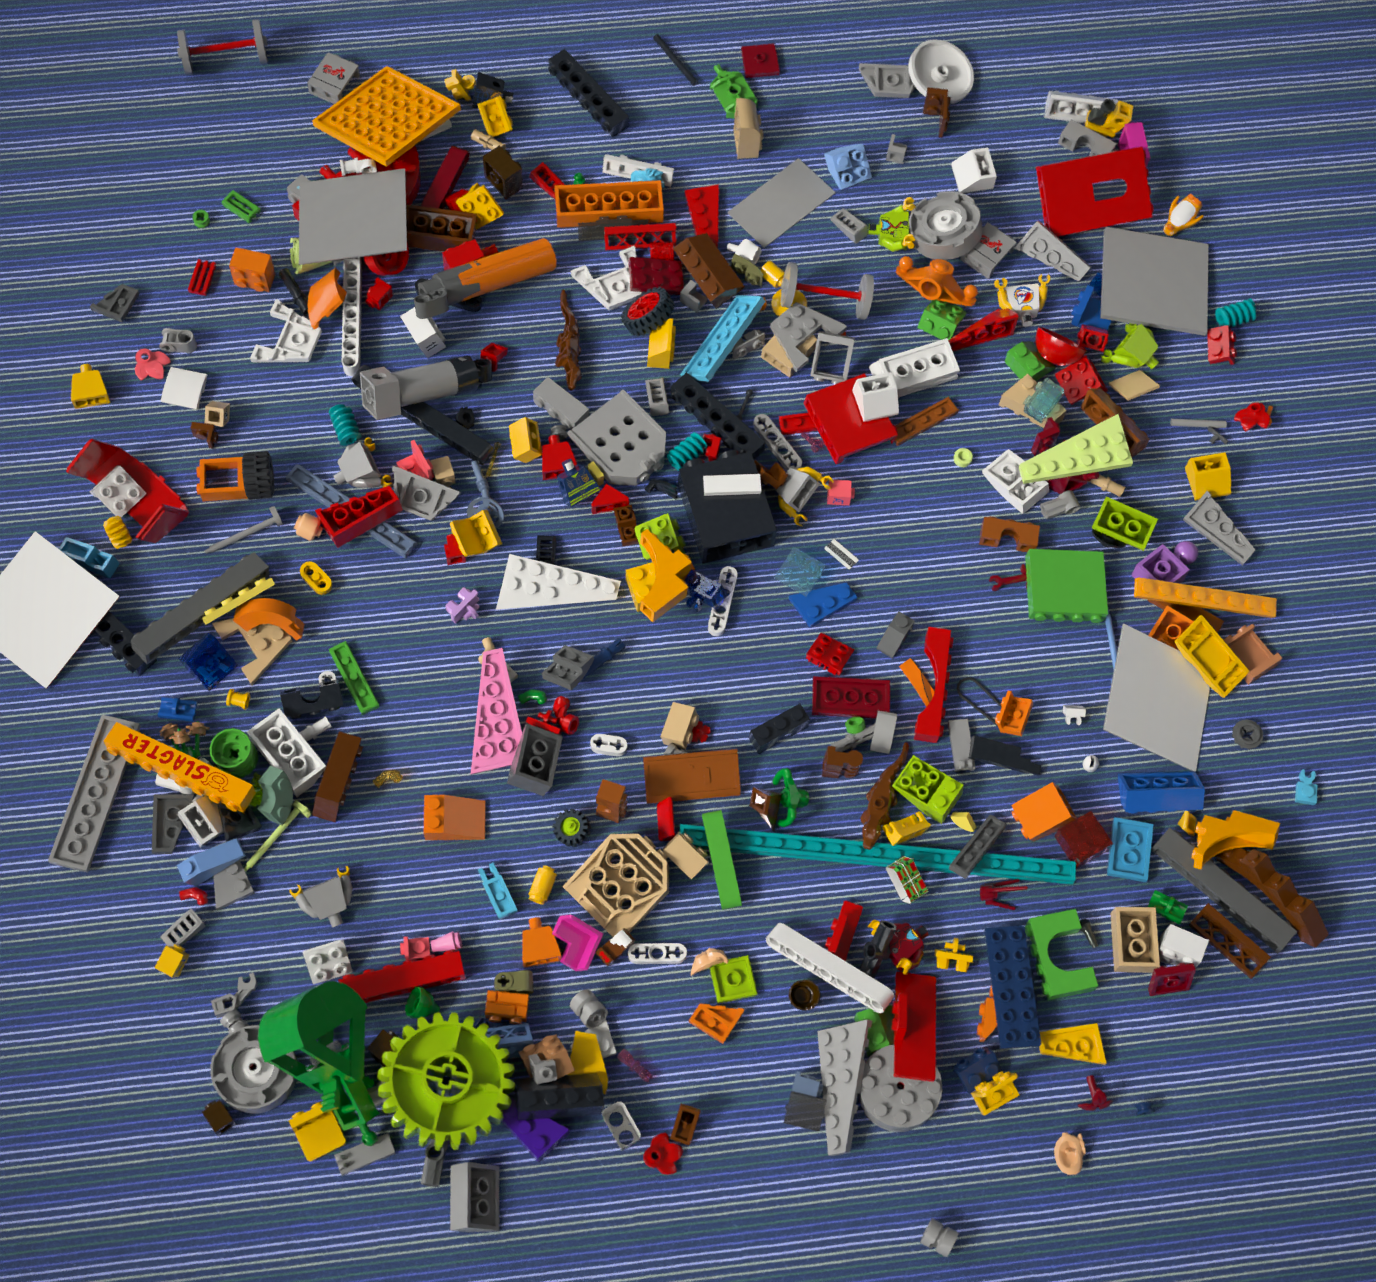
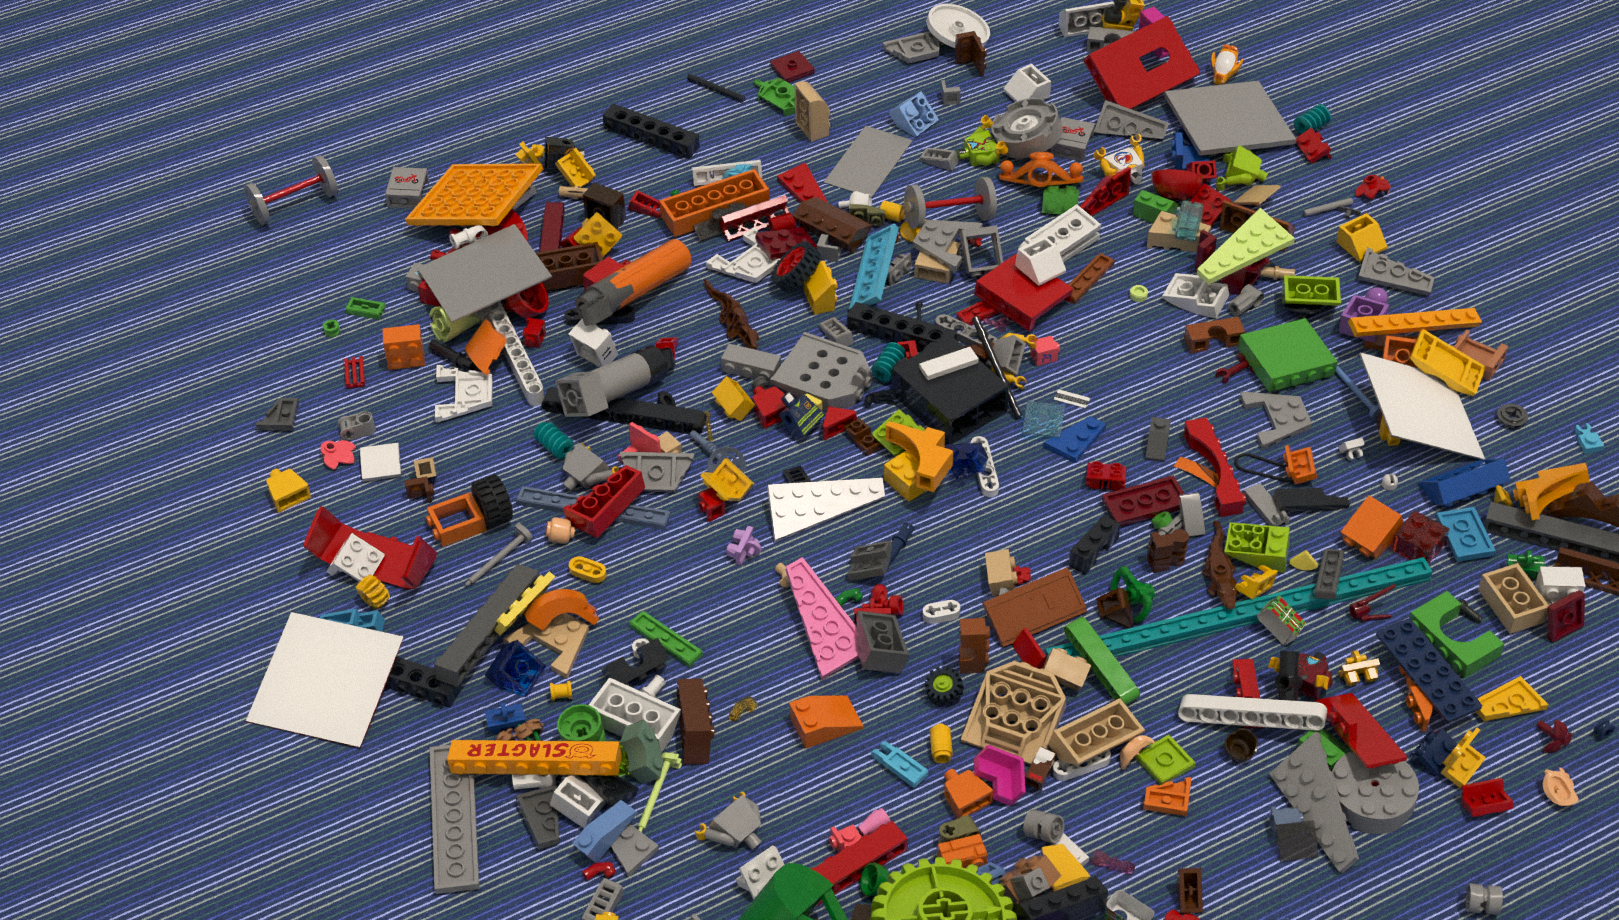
camera: 15 degrees left, 20 degrees down
(678, 935) = (1095, 733): none -> tan slope
(779, 463) = (982, 335): none -> black bar
(997, 1136) = (1485, 797): none -> red bracket
(1032, 649) = (1285, 413): none -> light grey wing

